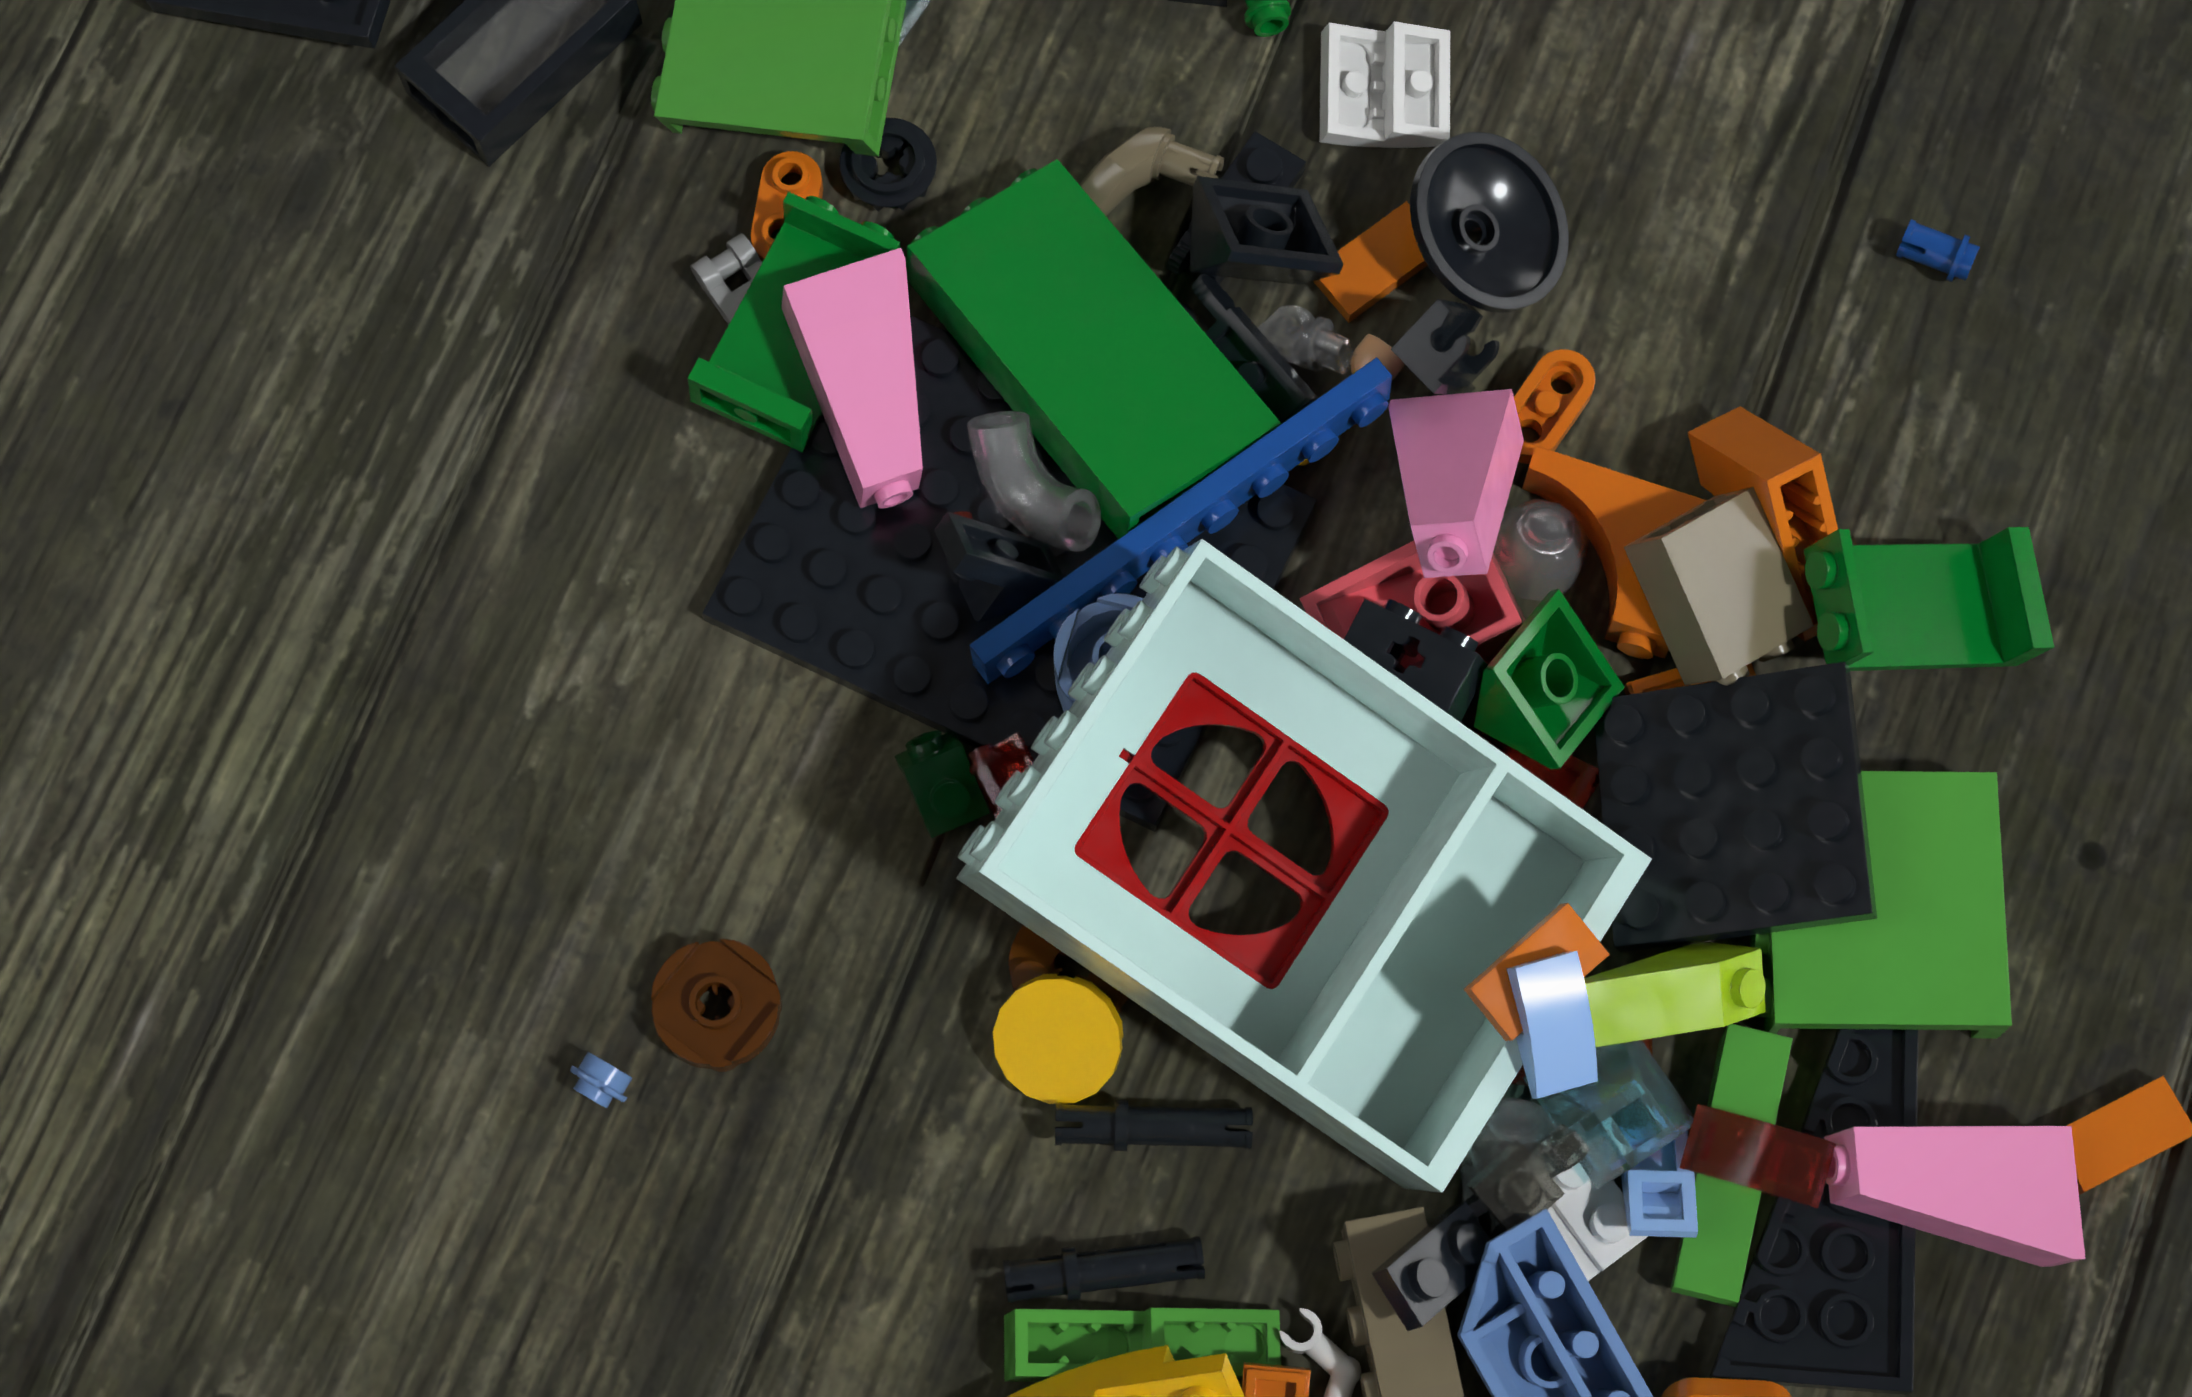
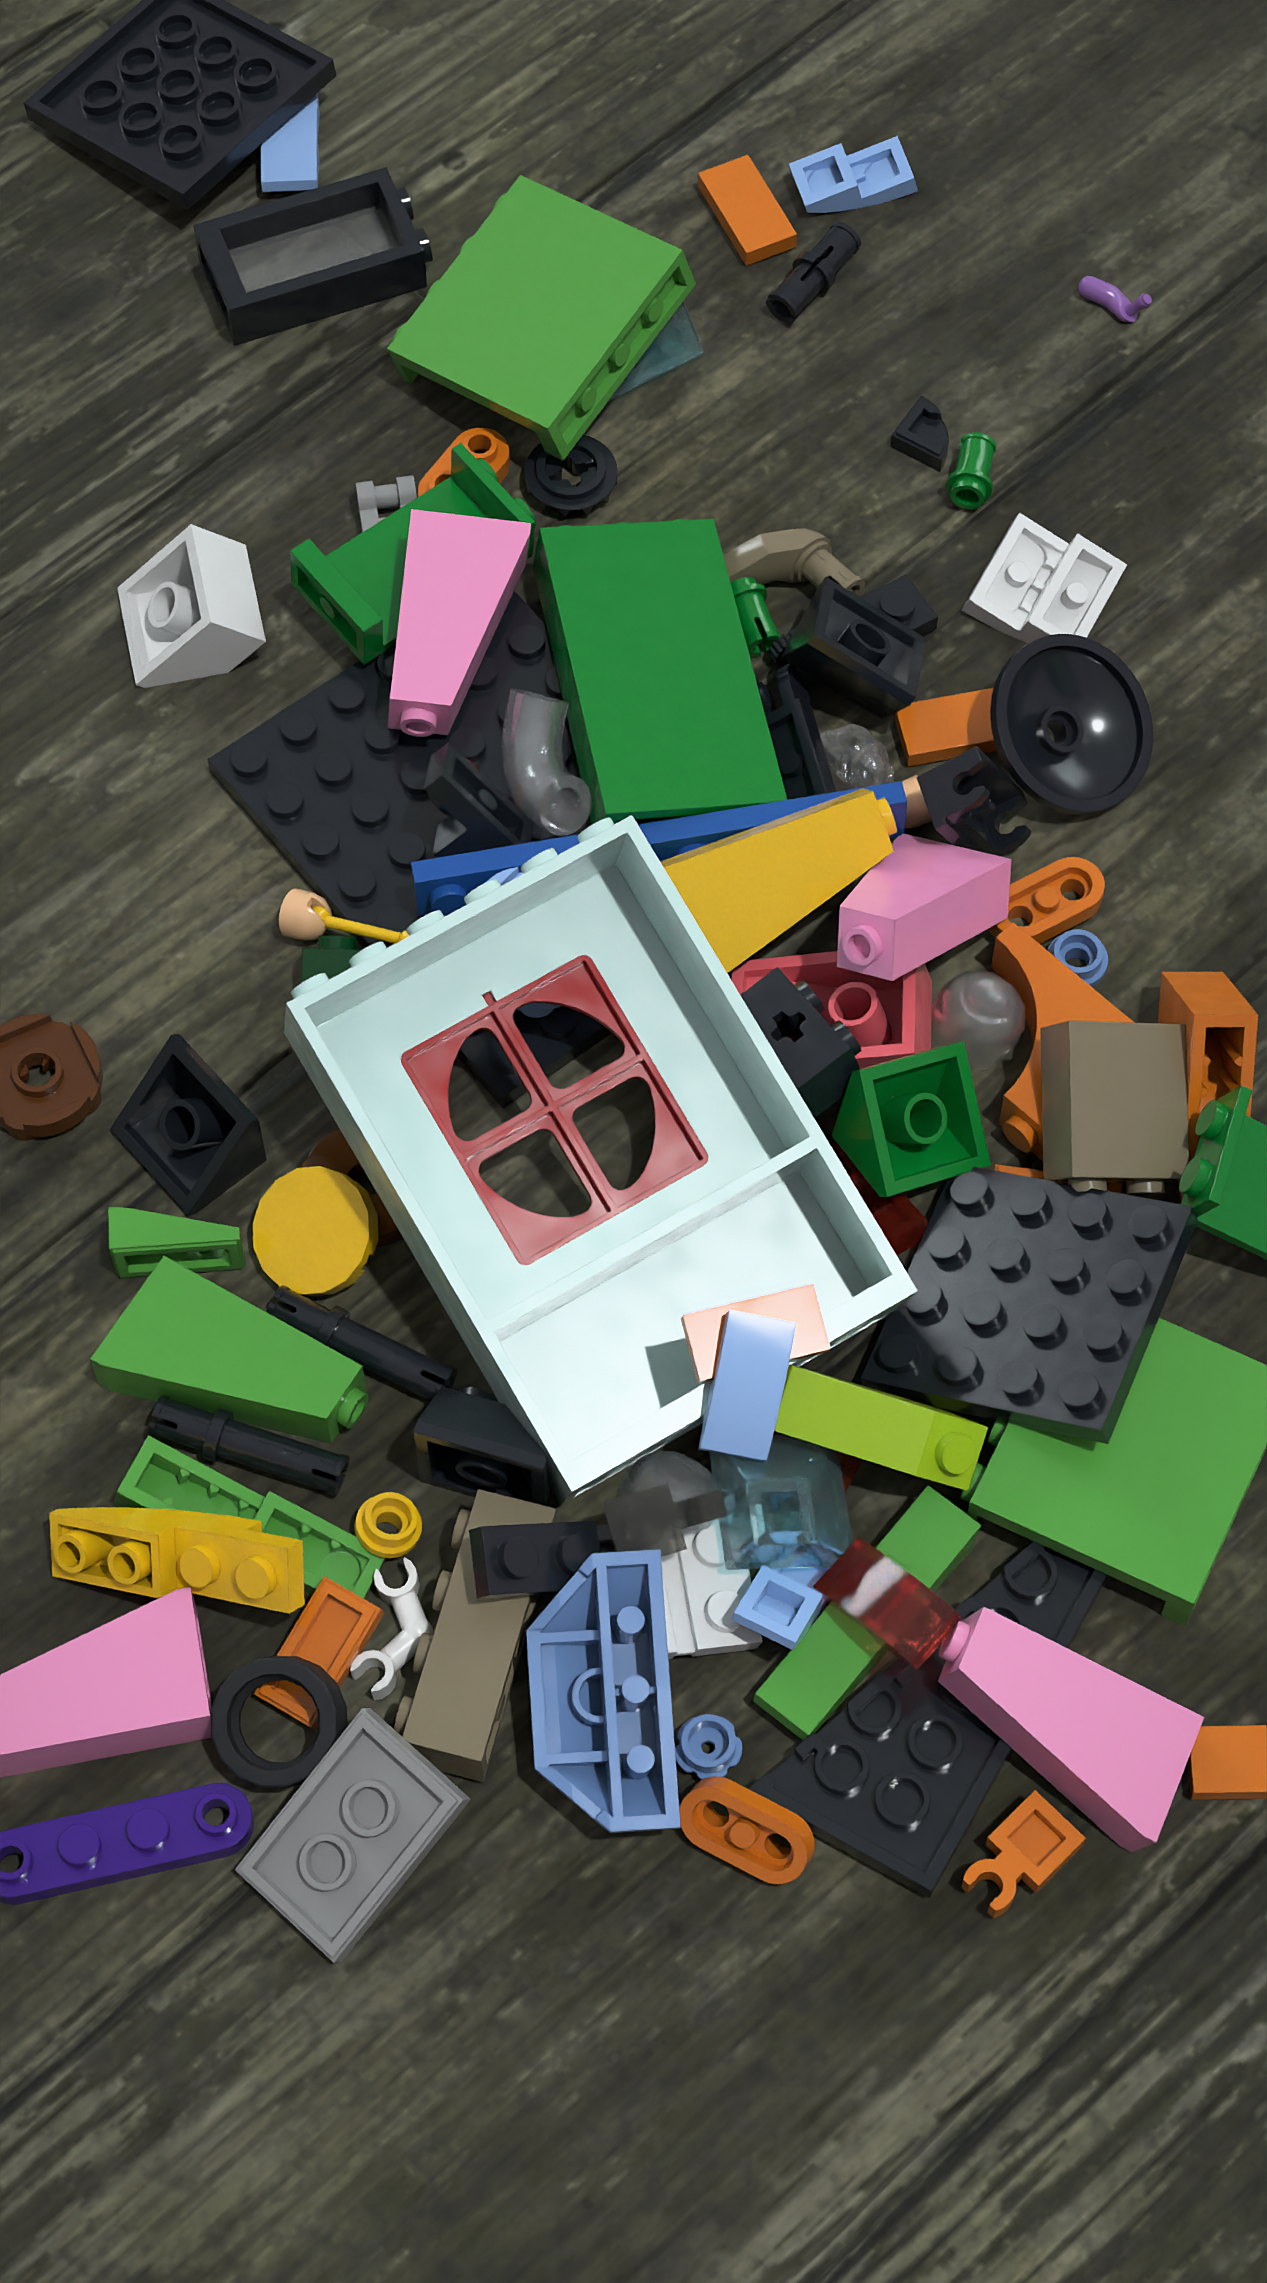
camera: 25 degrees right, 10 degrees down
(605, 469) = (191, 610): none -> white slope
(884, 729) = (308, 915): none -> light nougat hinge
(886, 993) = (190, 1128): none -> black slope
(921, 1116) = (143, 1237): none -> bright green slope
(1037, 1196) = (226, 1354): none -> bright green slope
(1139, 234) = (754, 614): none -> green pin
(1271, 1266) = (393, 1509): none -> yellow plate
(1314, 496) = (779, 872): none -> yellow slope
(1321, 1175) = (477, 1443): none -> black slope
(1605, 434) = (1083, 946): none -> medium blue plate
(1669, 1345) = (703, 1730): none -> medium blue plate
(1973, 1309) = (1028, 1847): none -> orange plate

